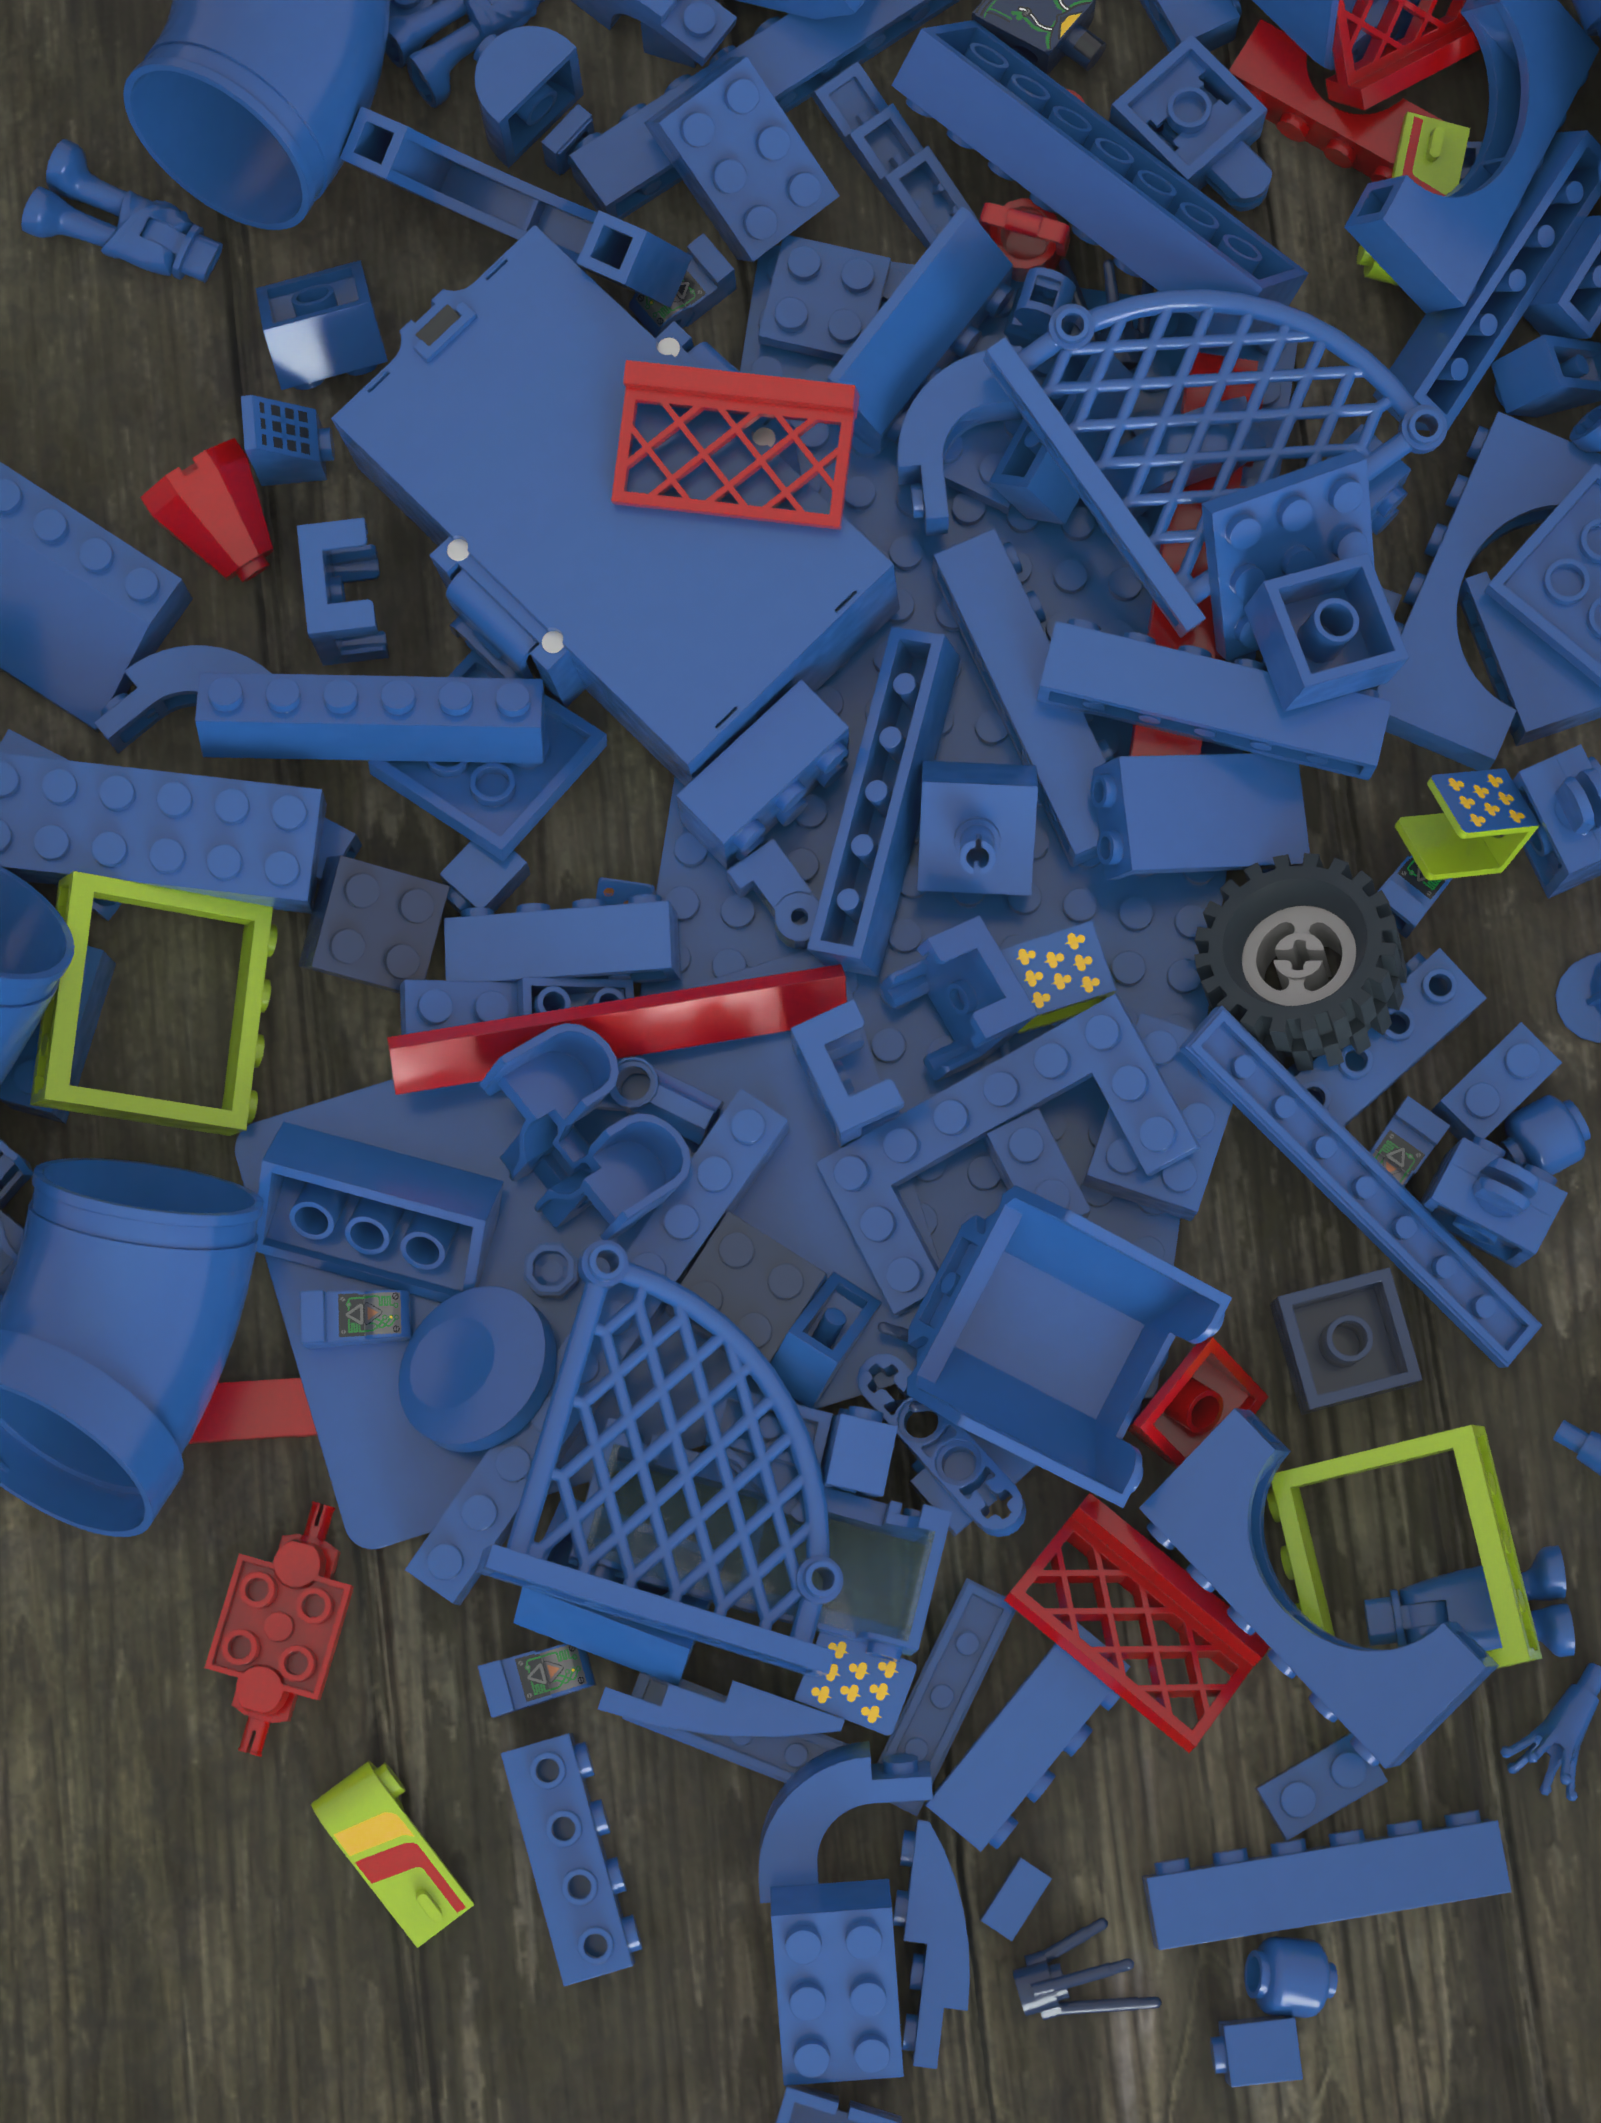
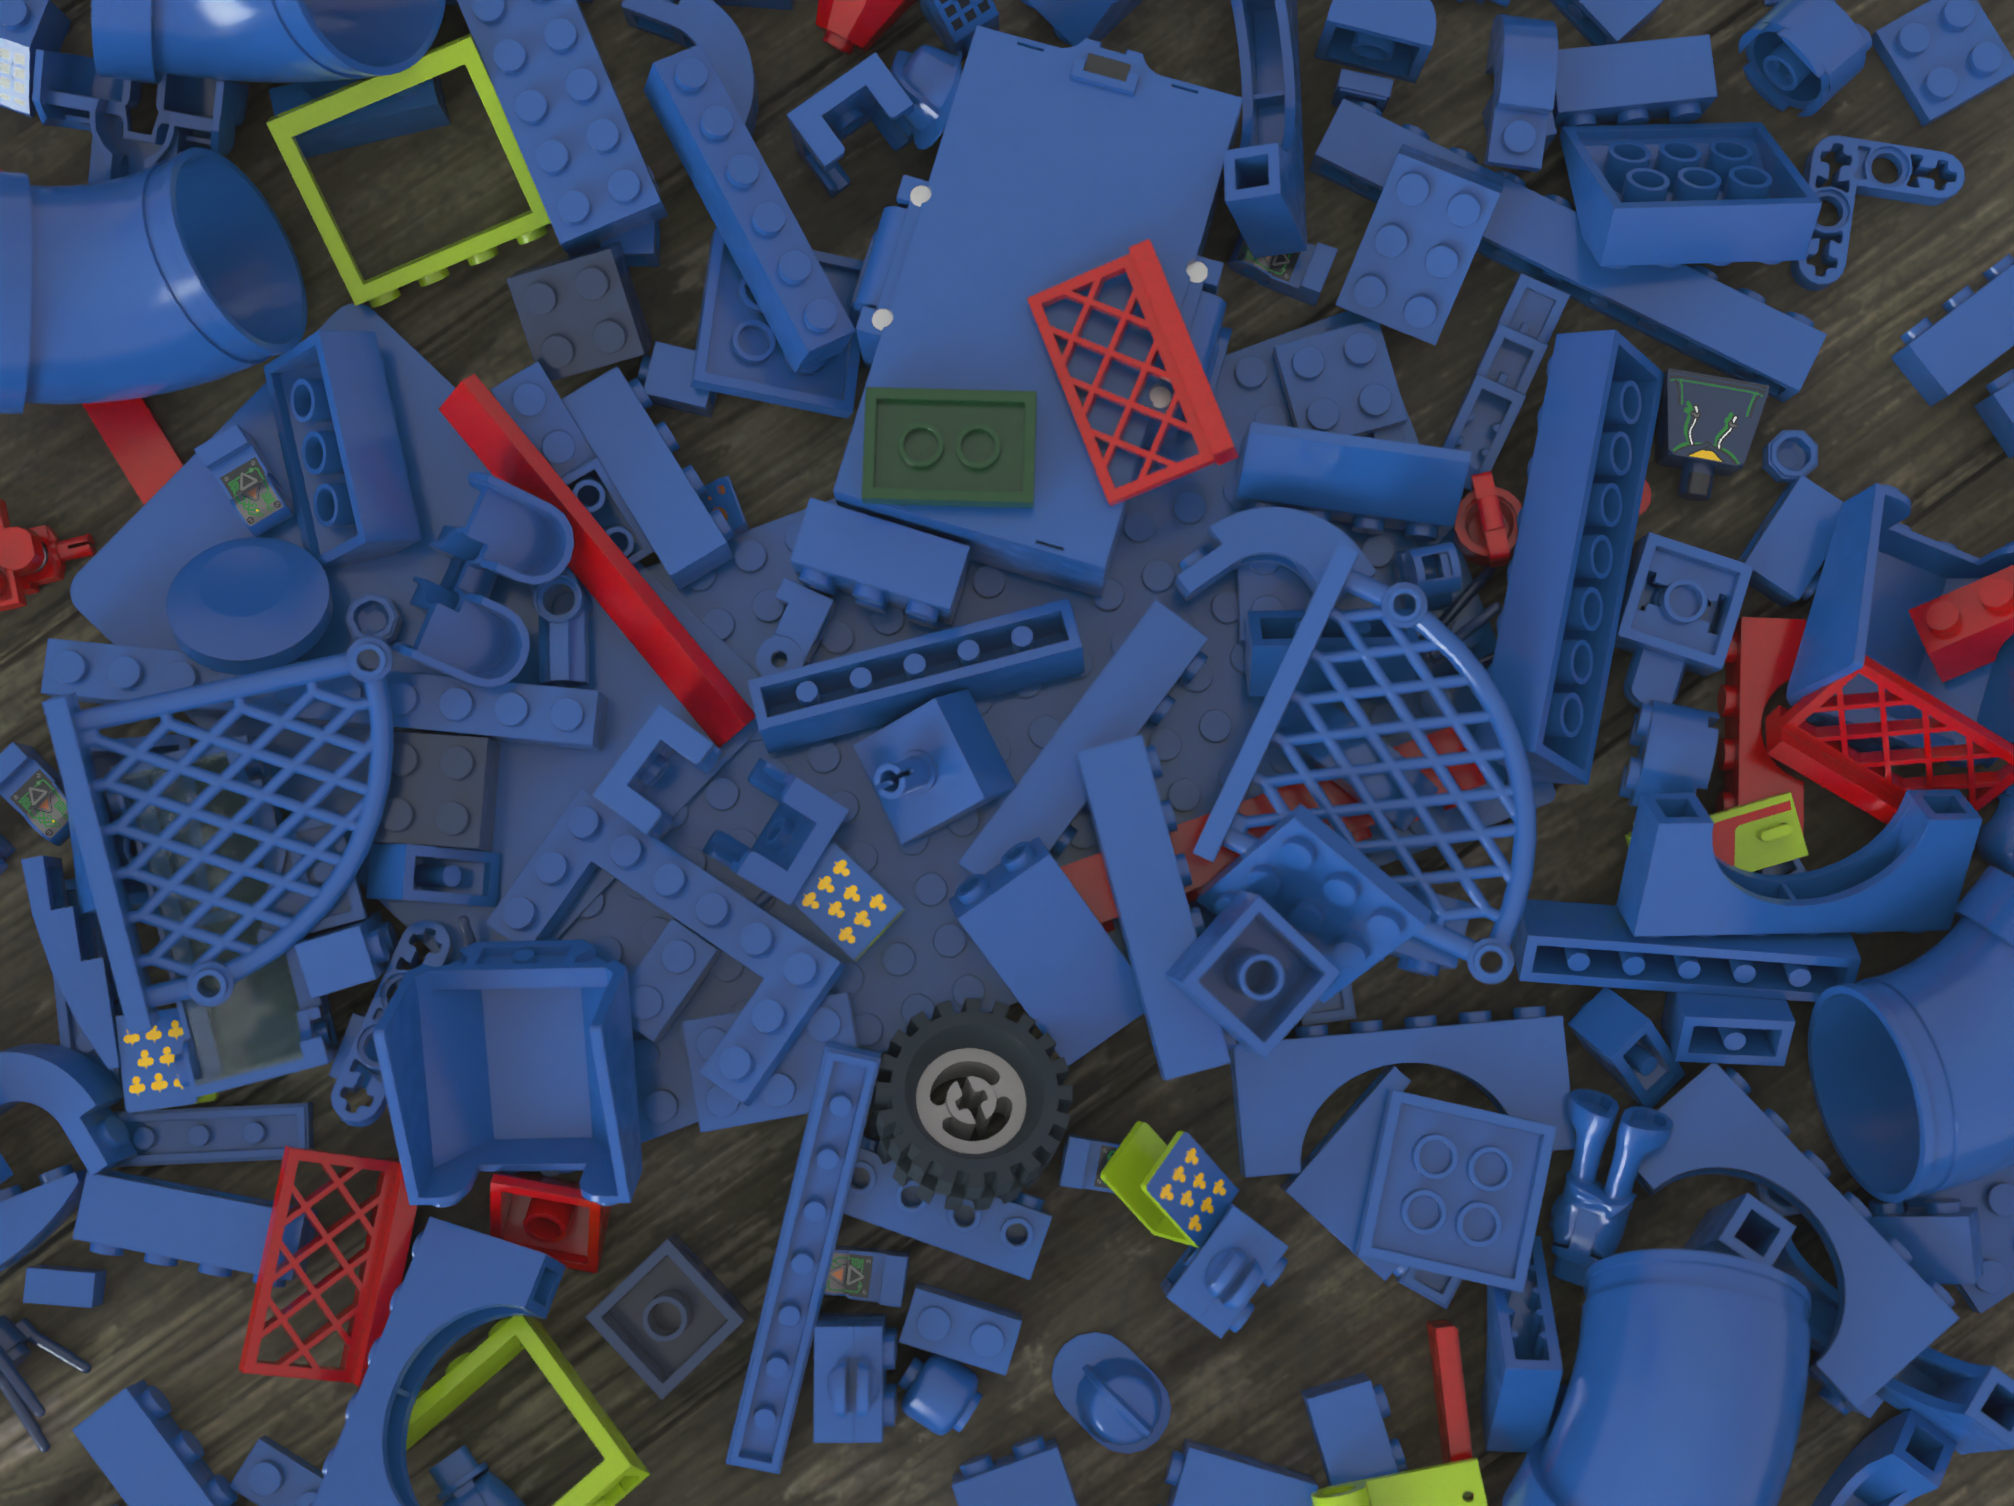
camera: 55 degrees right, 5 degrees up
(356, 492) = (931, 82): none -> blue piece
(710, 636) = (949, 447): none -> dark green plate
(1314, 196) = (1672, 750): none -> blue brick

